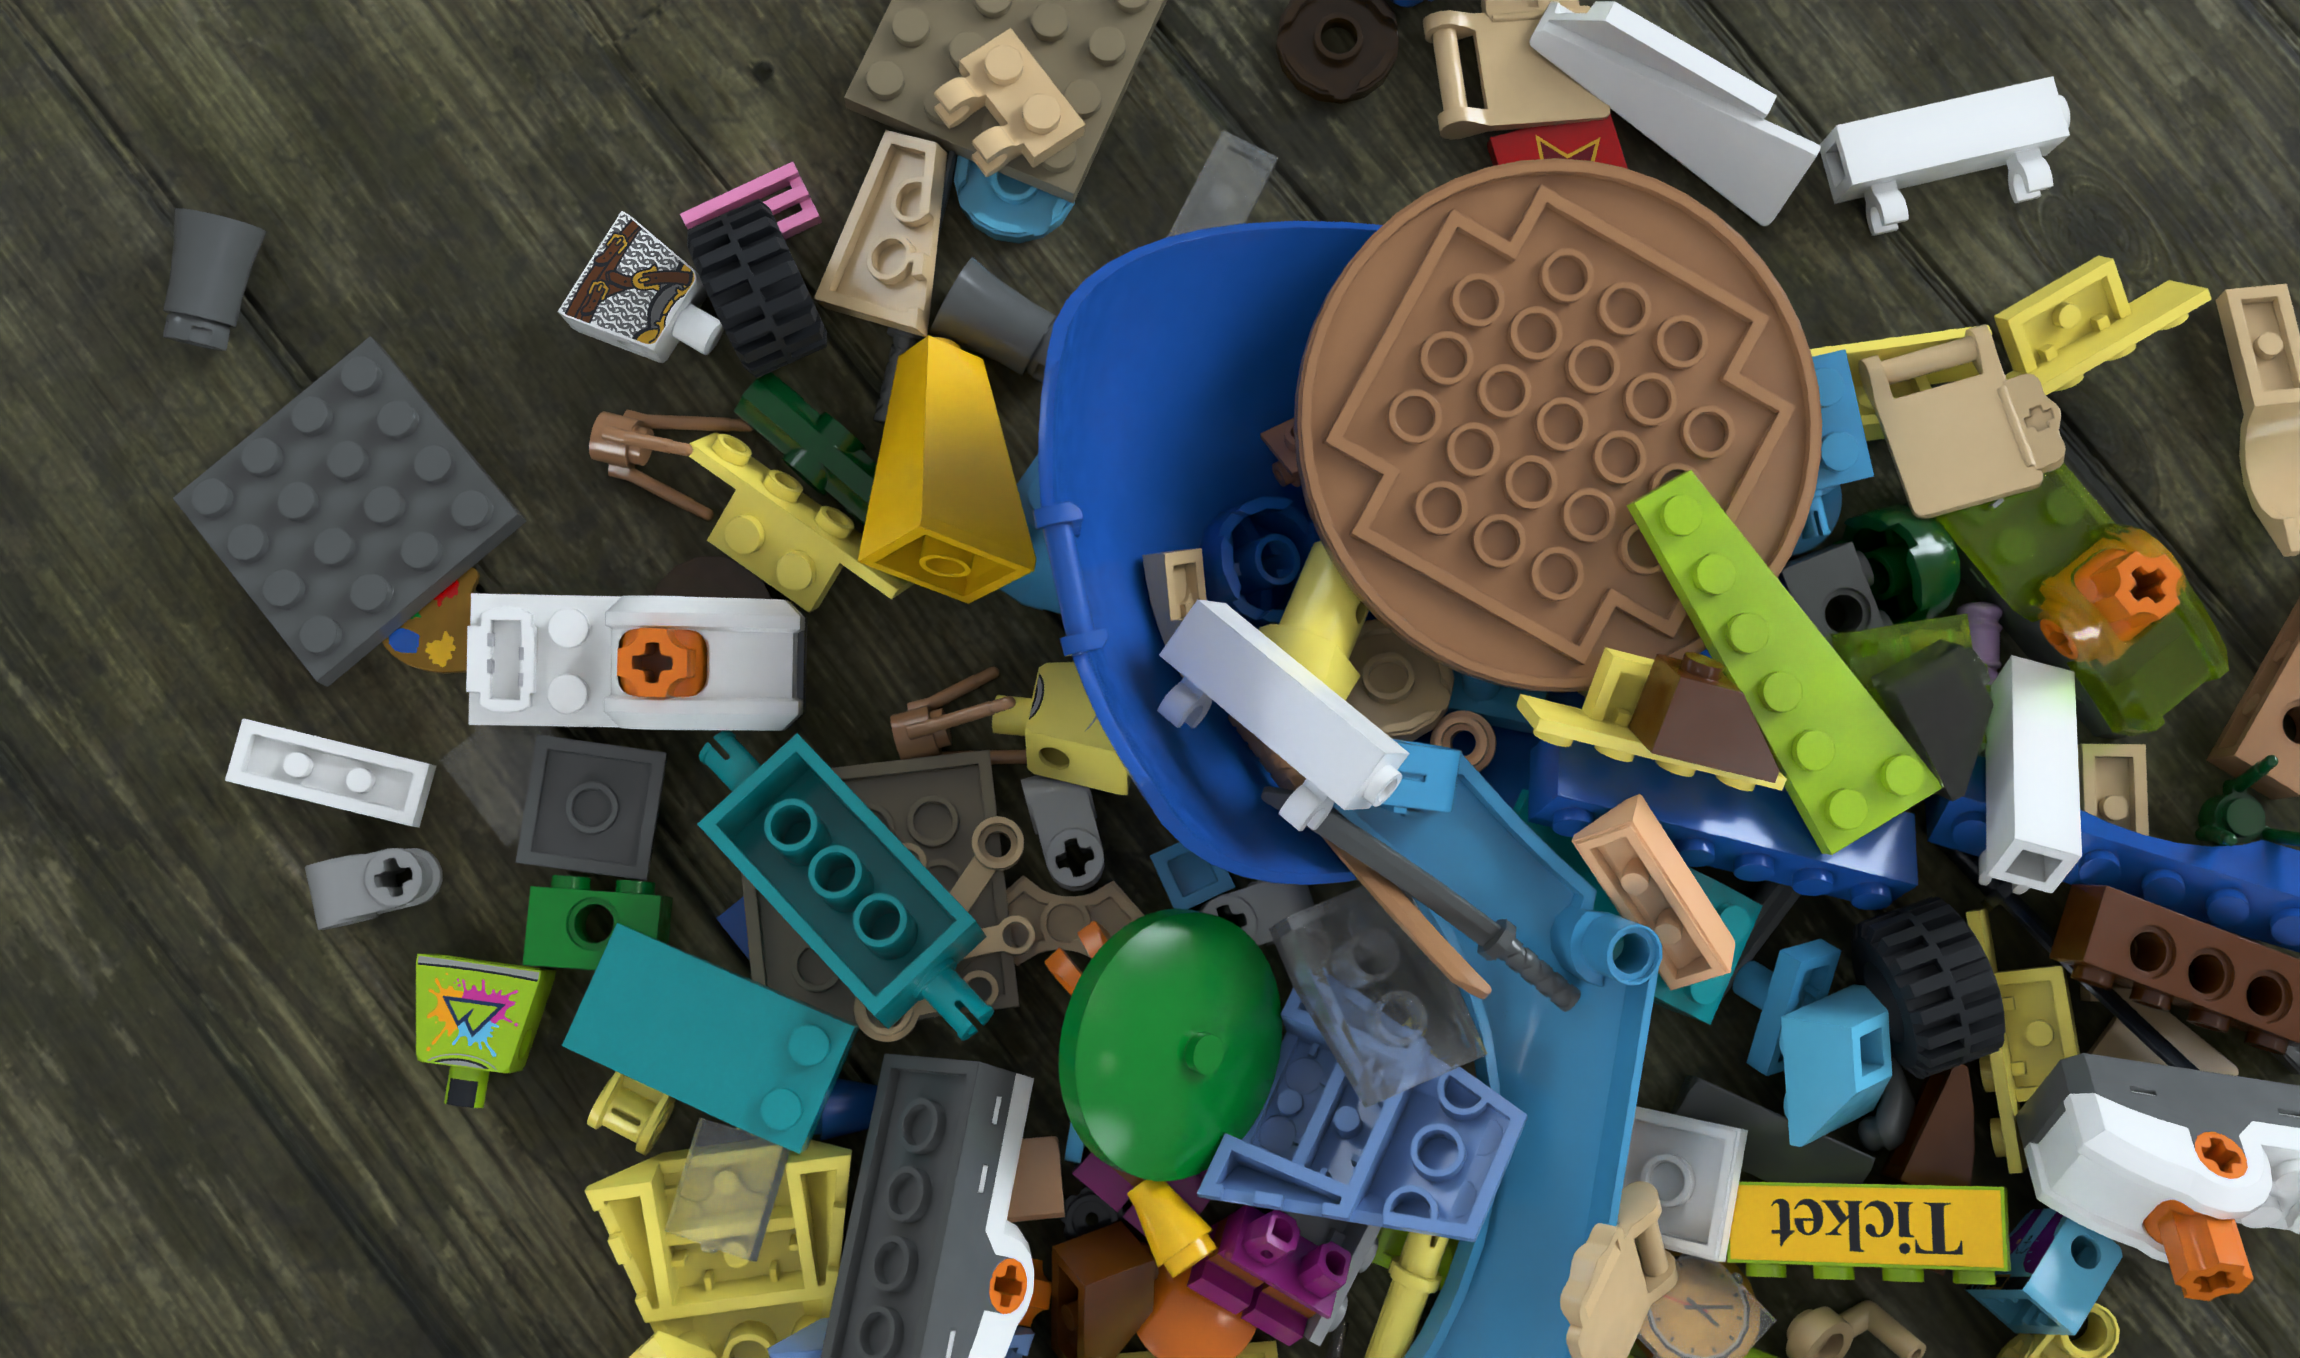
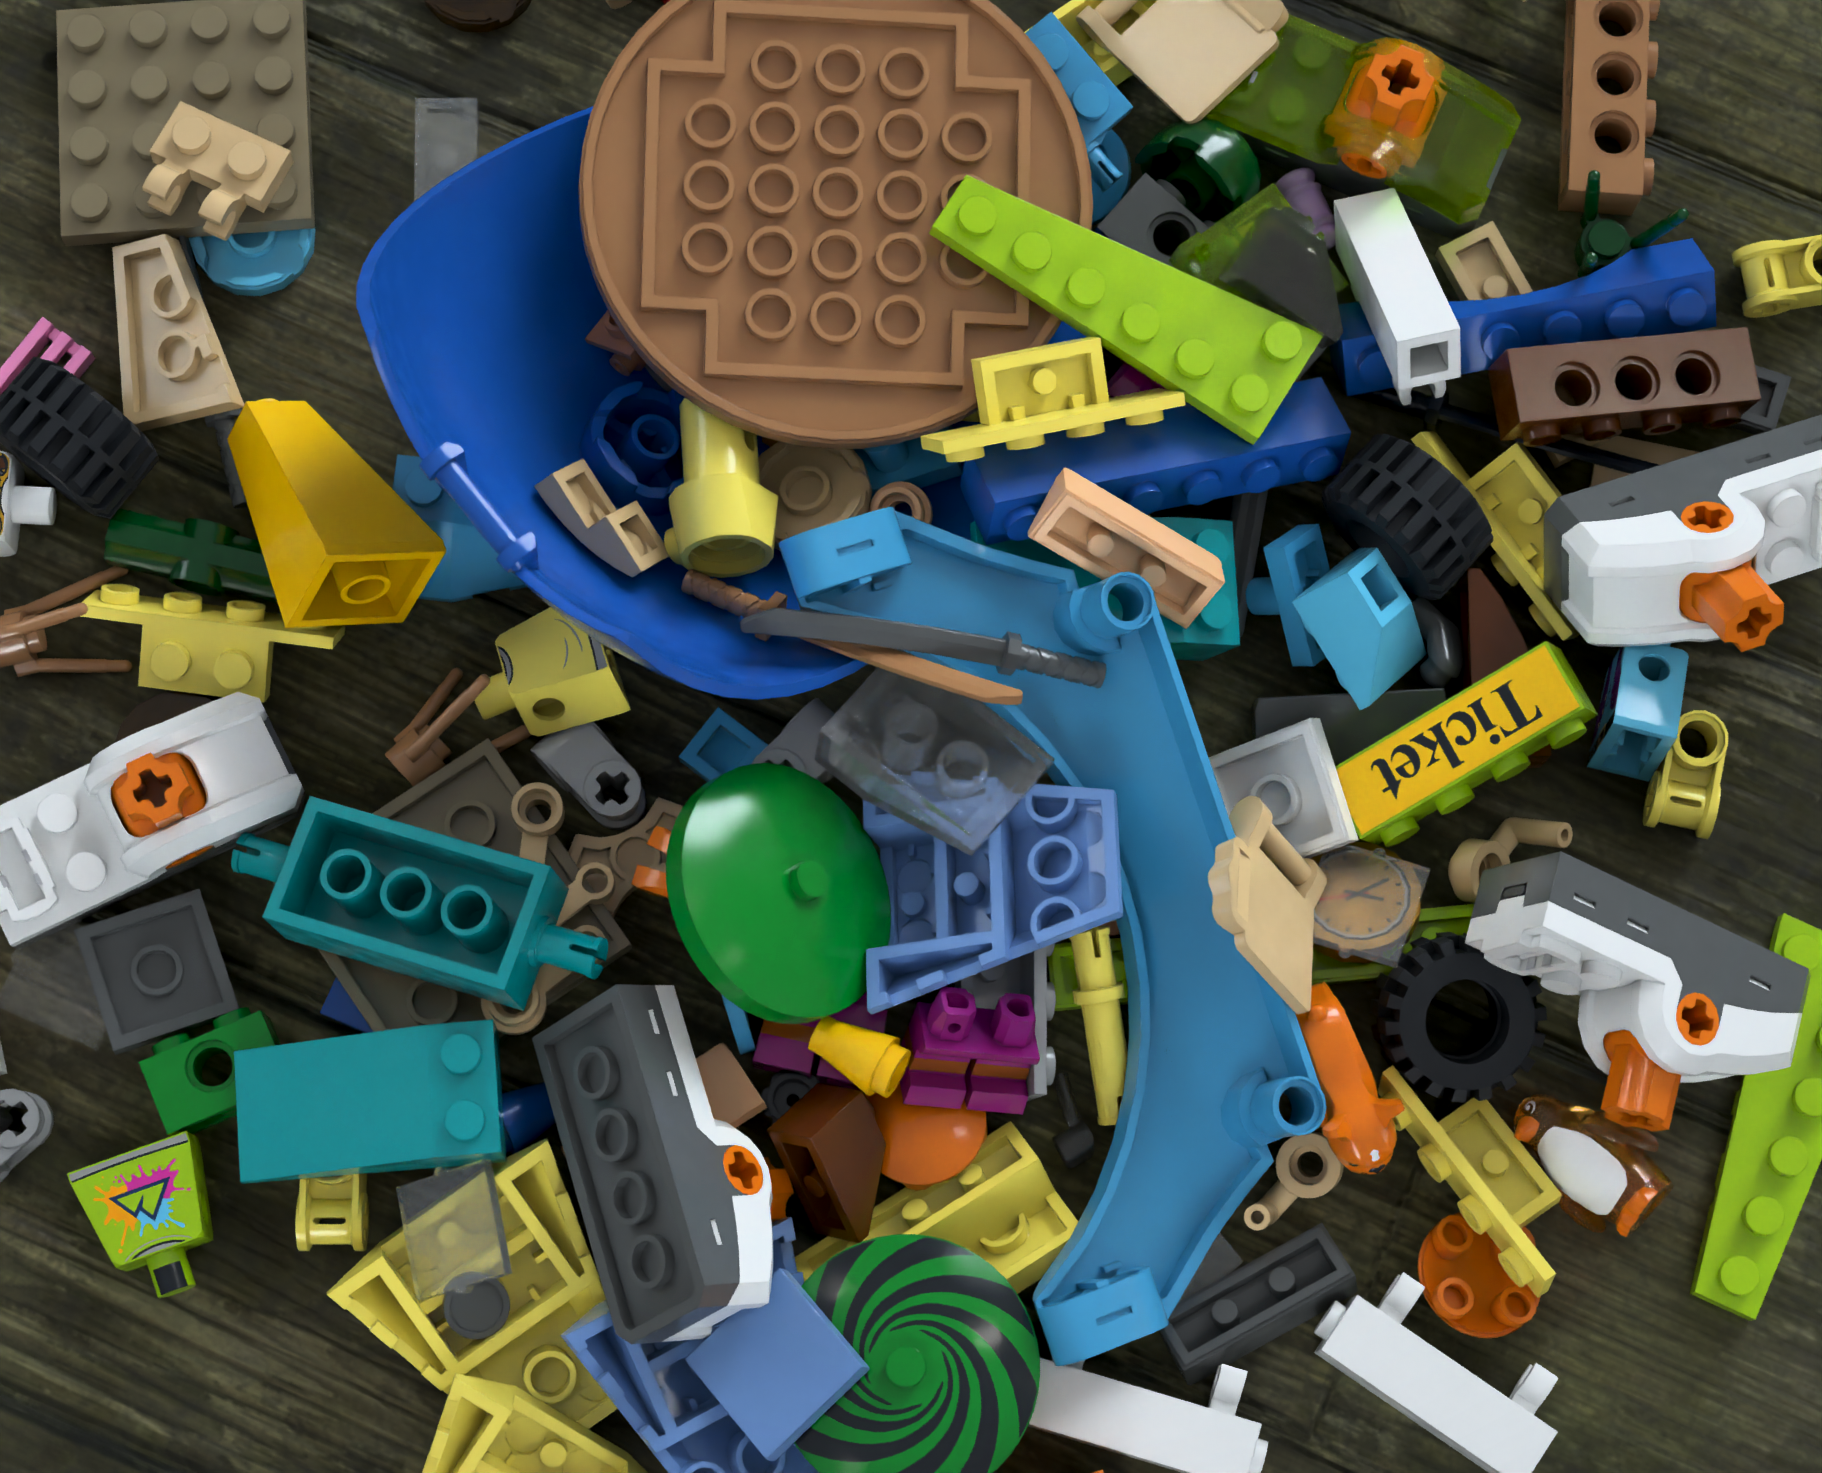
camera: 25 degrees left, 5 degrees down
(713, 1272) = (479, 1312): none -> dark grey piece
(995, 321) = (305, 363): dark grey plant -> none
(1285, 708) = (718, 540): white brick -> none
(1701, 718) = (1081, 374): reddish brown slope -> none

